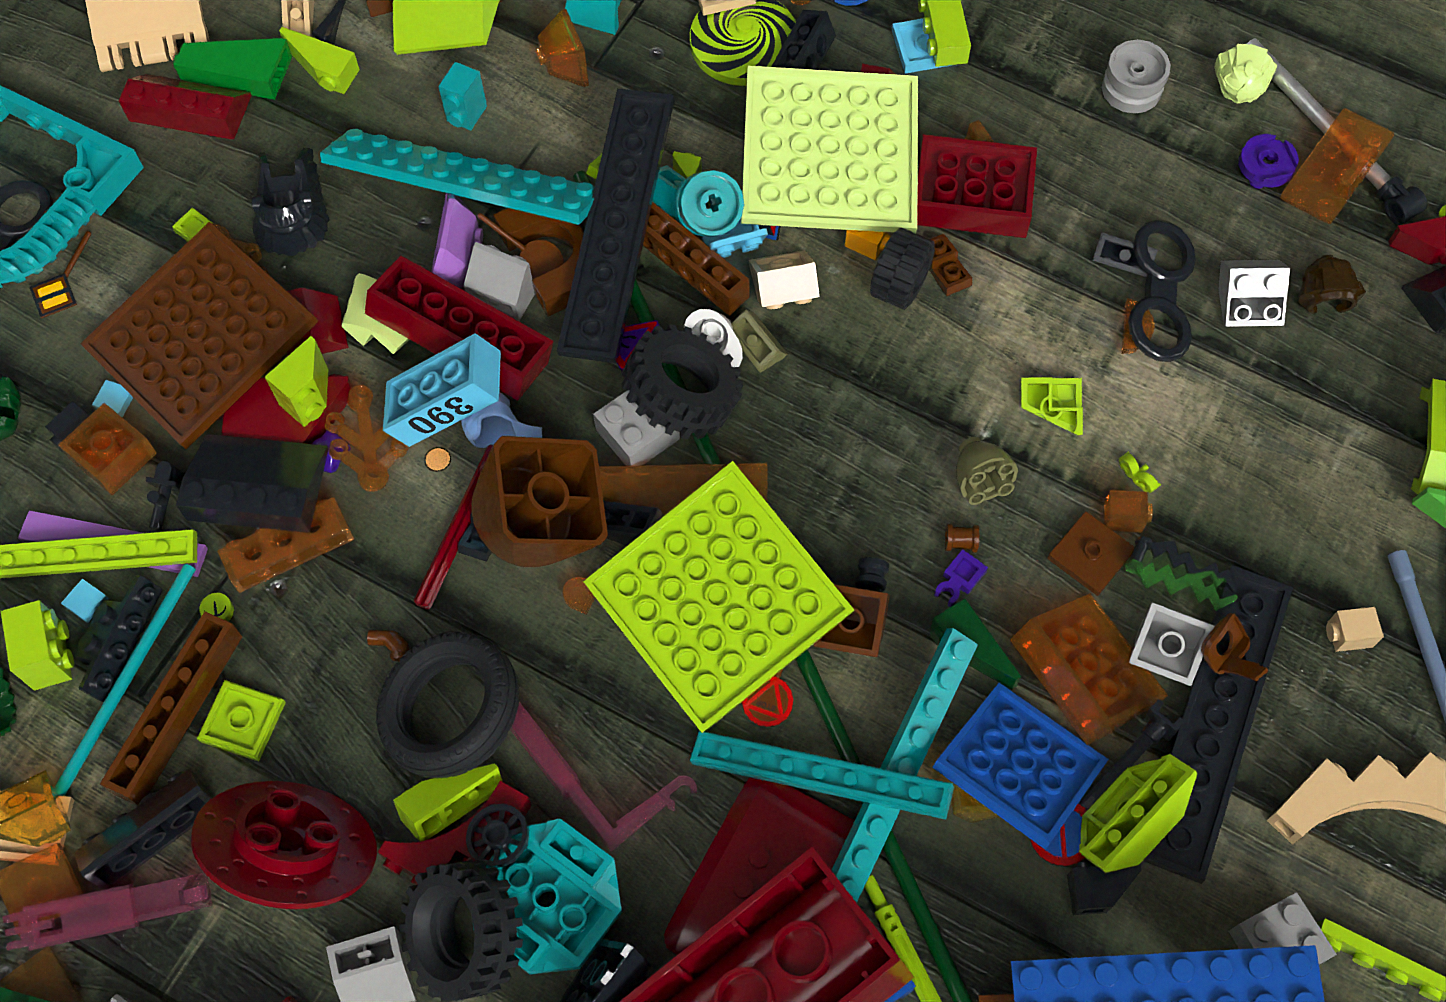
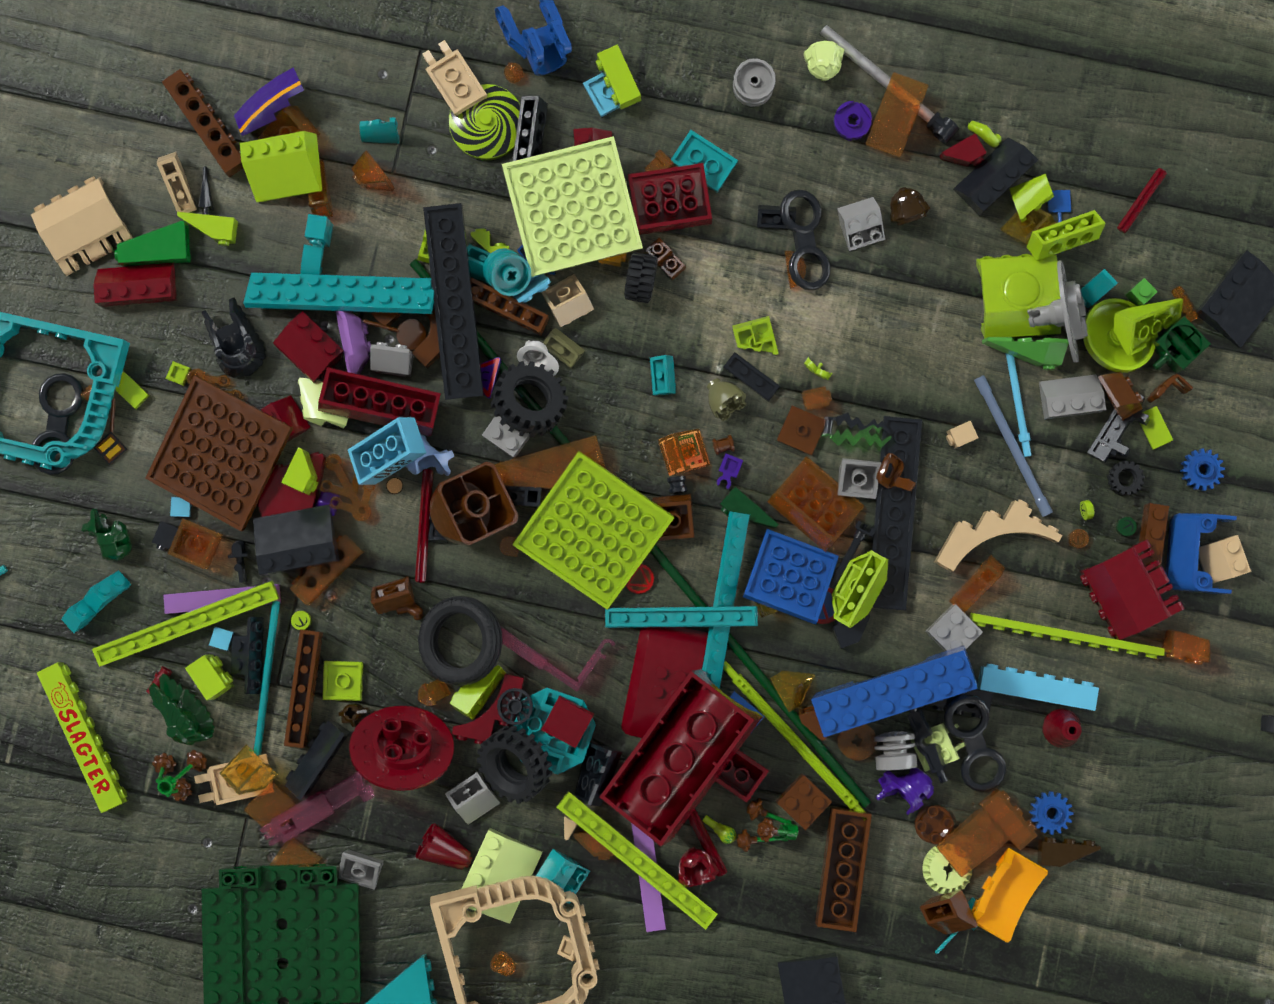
camera: 15 degrees left, 20 degrees up
(116, 229) = (131, 391): none -> lime tile
(233, 771) = (353, 714): none -> dark brown piece
(369, 613) = (392, 595): none -> reddish brown slope
(375, 778) = (432, 692): none -> clear orange tile
(384, 229) = (308, 347): none -> dark red slope
(439, 129) = (312, 260): none -> teal slope
(486, 57) = (320, 202): none -> clear orange slope
(575, 885) = (567, 721): none -> dark red tile
(895, 417) = (663, 375): none -> teal slope
(896, 529) = (683, 452): none -> clear orange slope
(976, 955) = (792, 687): none -> clear yellow slope
(1032, 456) = (751, 376): none -> black tile
(1055, 162) = (699, 150): none -> teal plate
(1339, 873) = (978, 584): none -> clear orange slope

